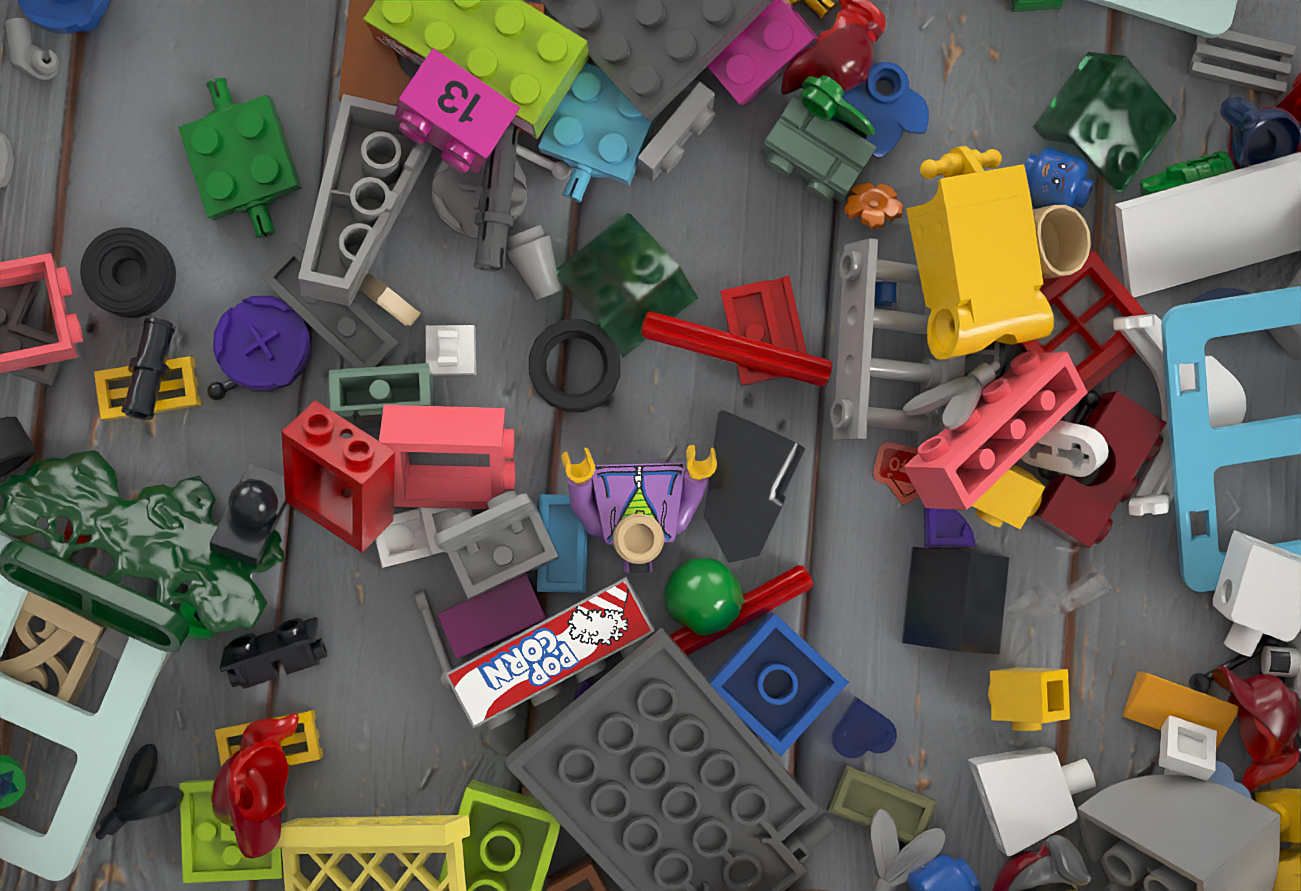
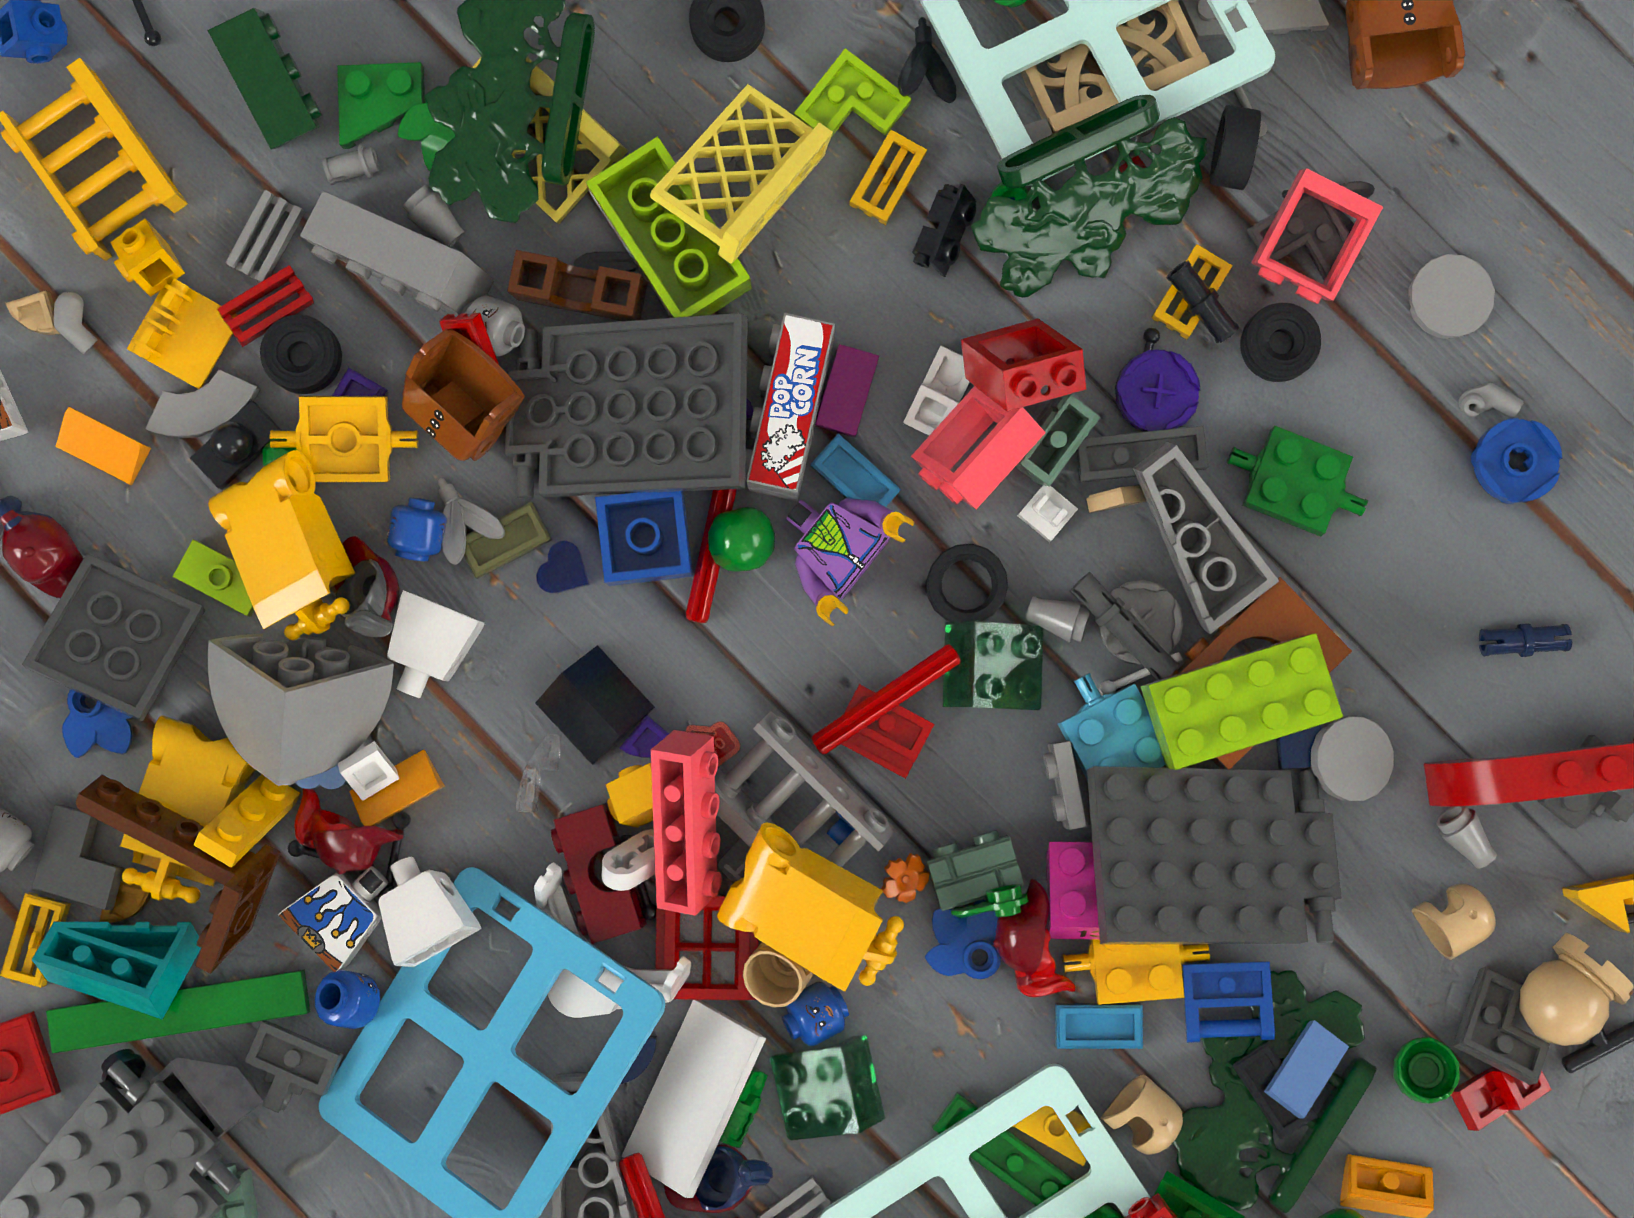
camera: 130 degrees right, 0 degrees up
(250, 515) = (1047, 287): black tile -> none
(253, 784) = (869, 143): red hair -> none
(424, 606) = (892, 352): light grey hinge -> none
(453, 113) = (1199, 639): dark pink brick -> none
(496, 543) = (890, 431): light grey bracket -> none
(638, 538) = (815, 525): tan tile -> none
(747, 484) = (789, 630): black panel -> none
(959, 394) = (729, 817): light grey piece -> none
(1029, 696) = (498, 689): yellow brick -> none

